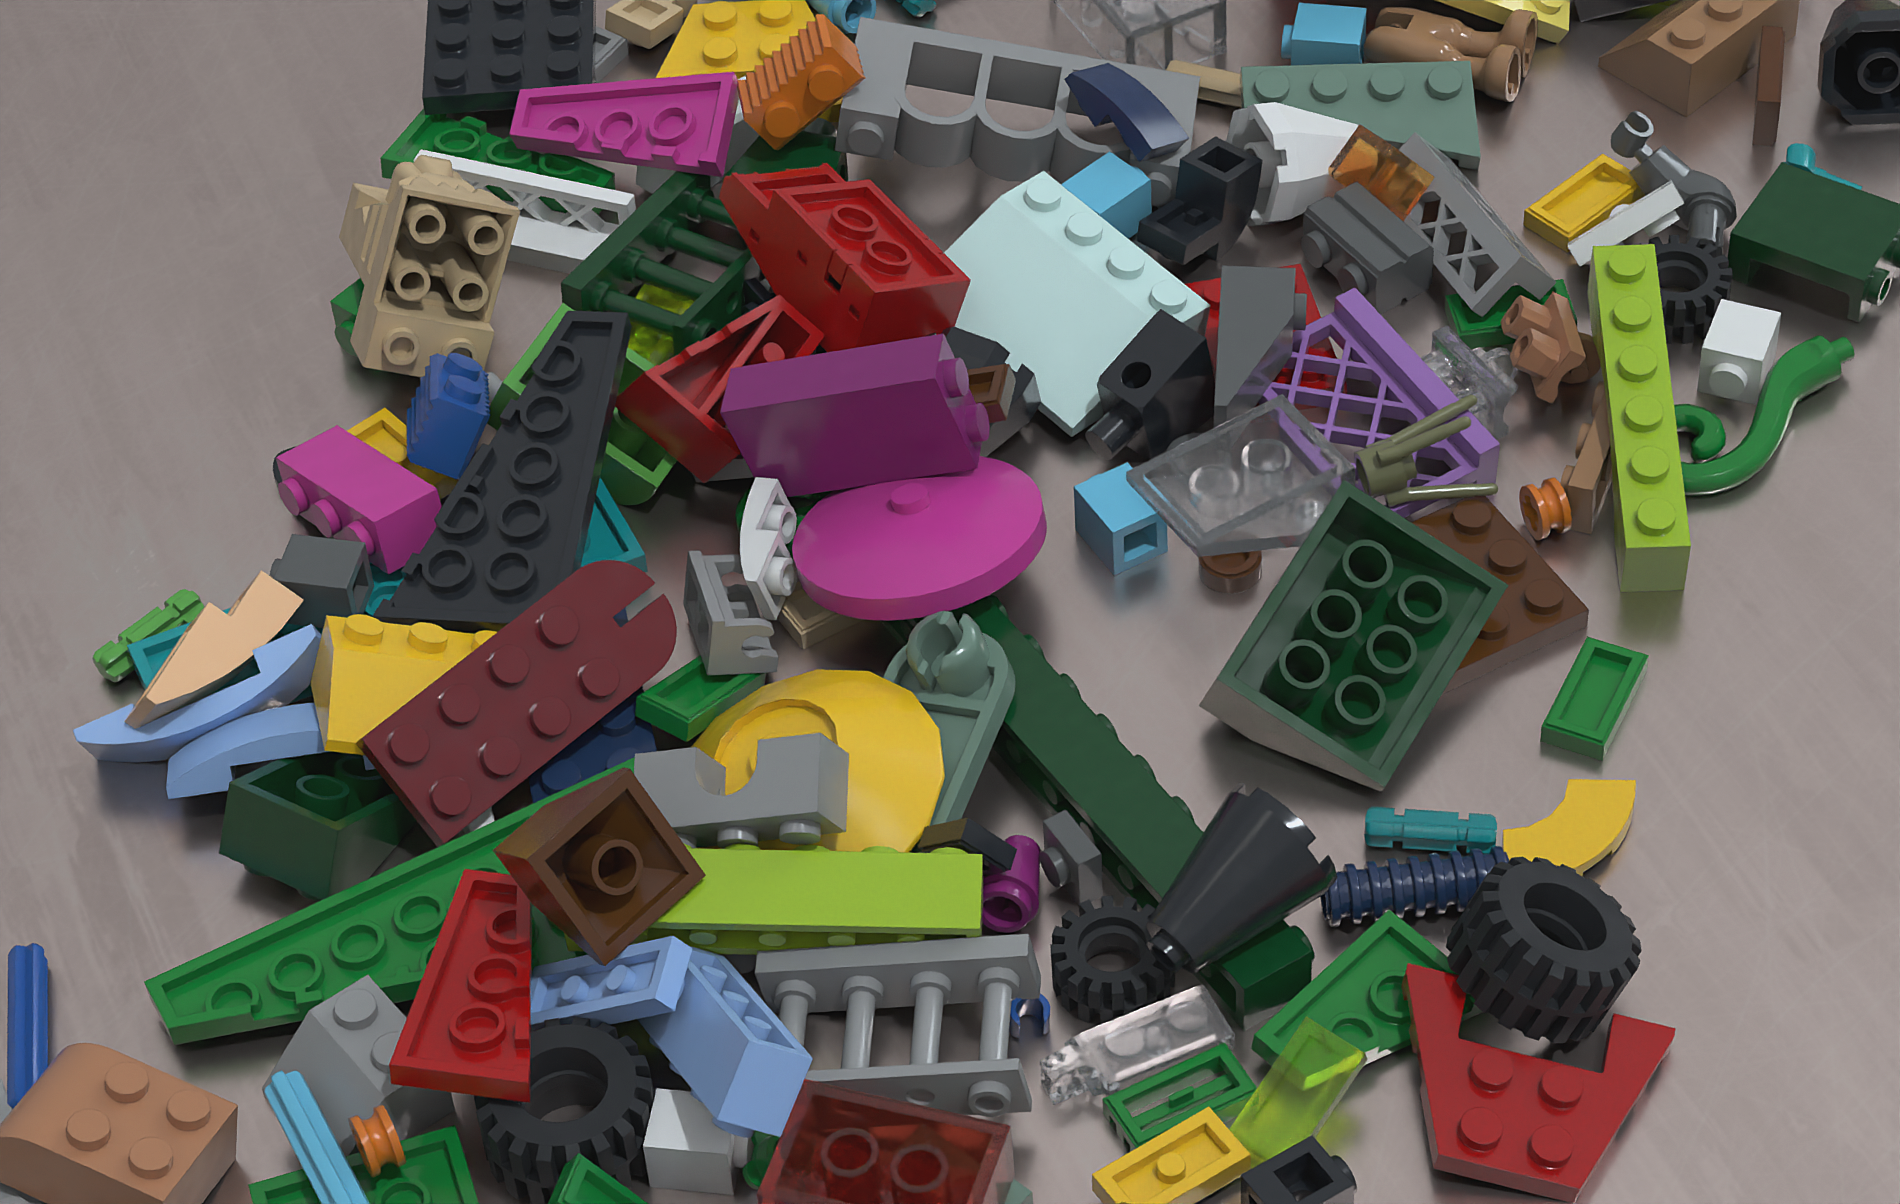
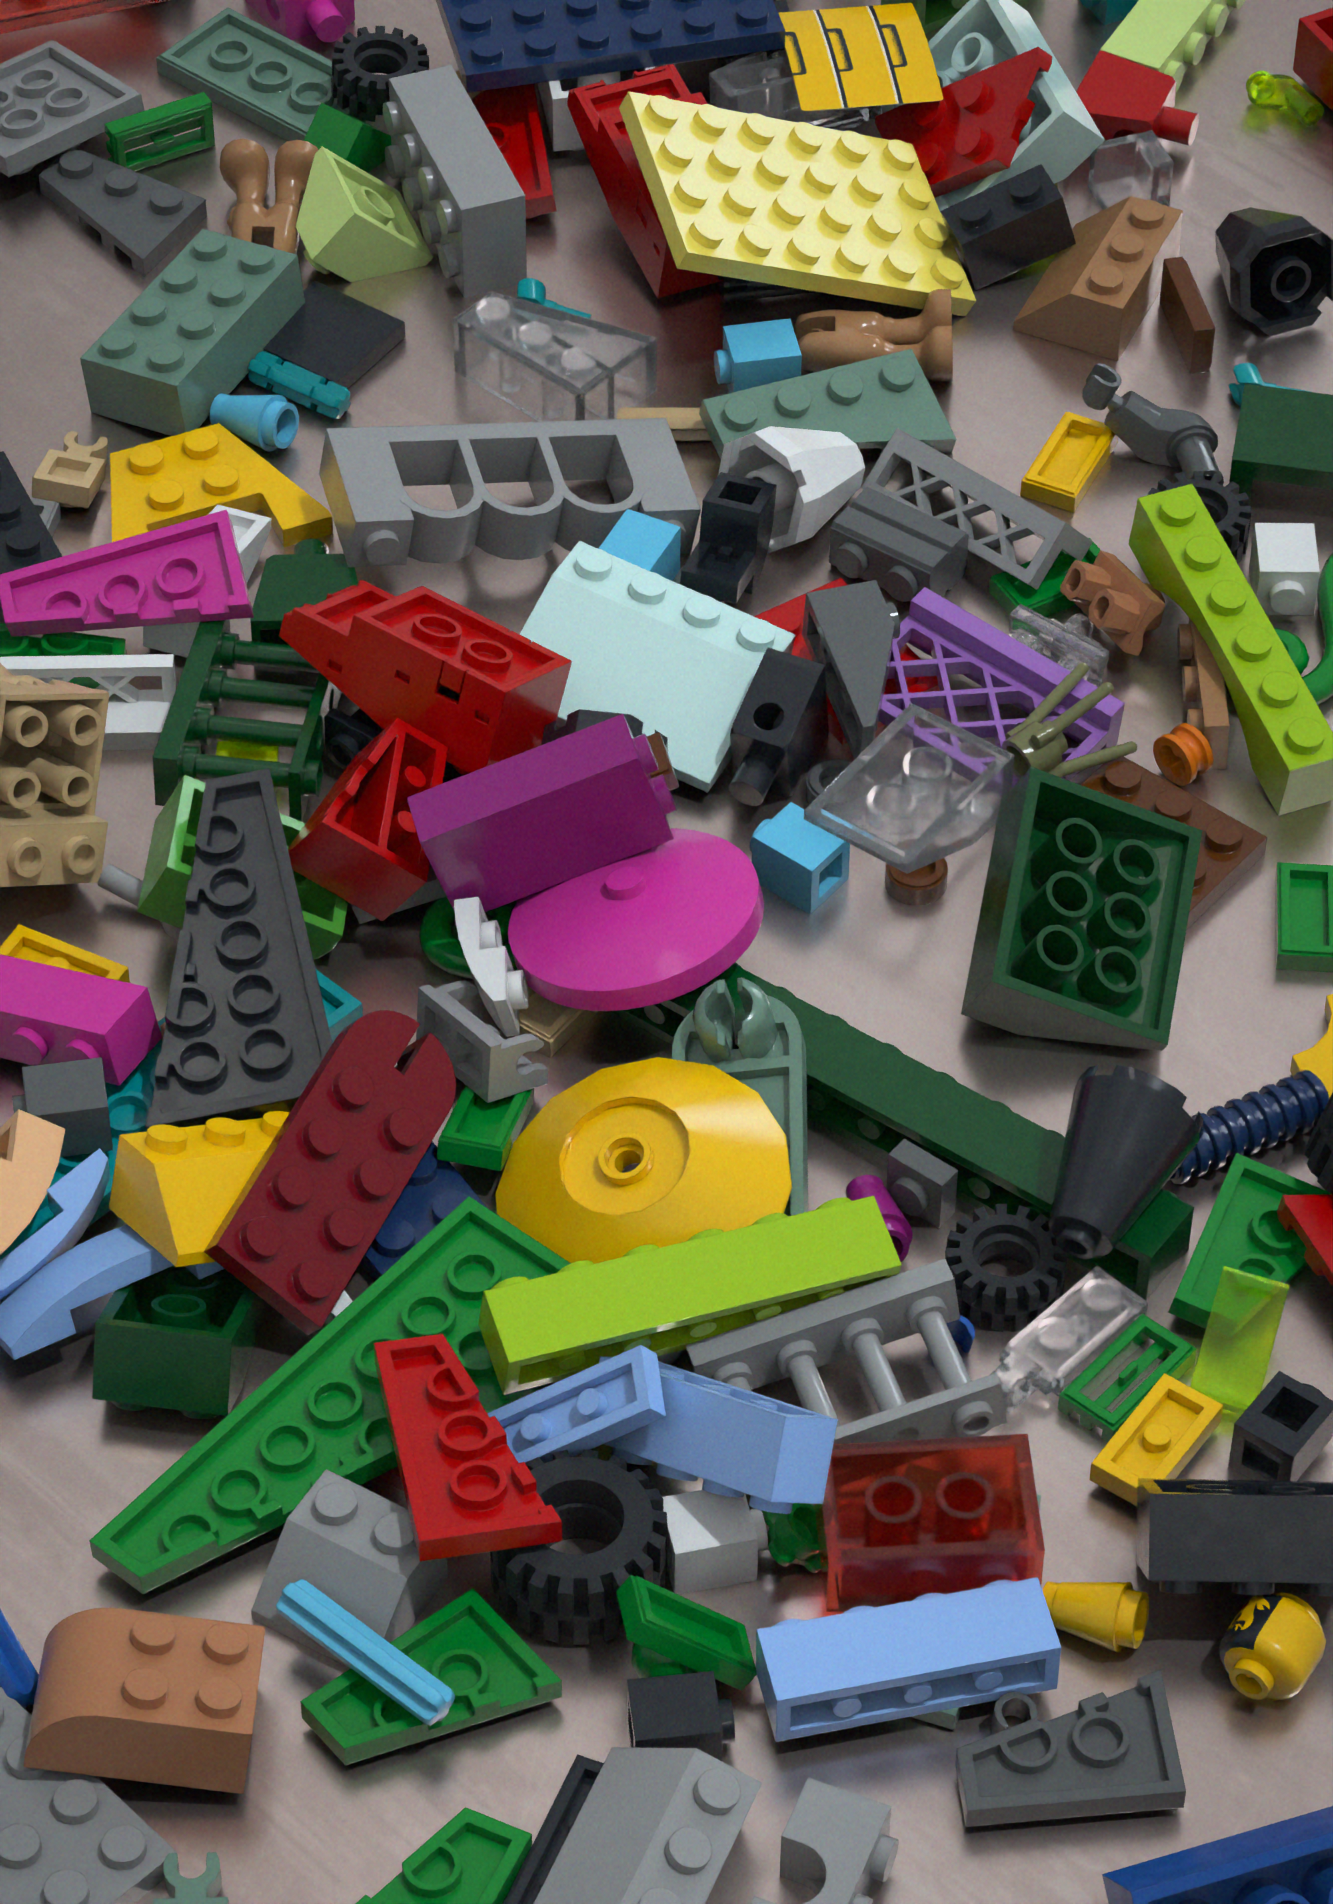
camera: 25 degrees left, 0 degrees up
(377, 1141) = (418, 1621): orange bush -> none
(448, 414) = (101, 913): blue brick -> none
(601, 863) = (534, 1297): reddish brown slope -> none
(791, 797) = (677, 1190): light grey arch -> none
(799, 81) = (300, 505): orange brick -> none
(973, 839) = (836, 1184): black tile -> none
(1117, 97) = (607, 453): dark blue slope -> none
(1381, 170) = (887, 469): clear orange panel -> none
(1429, 830) = (1228, 1072): teal axle -> none
(1649, 213) = (1125, 473): white plate -> none

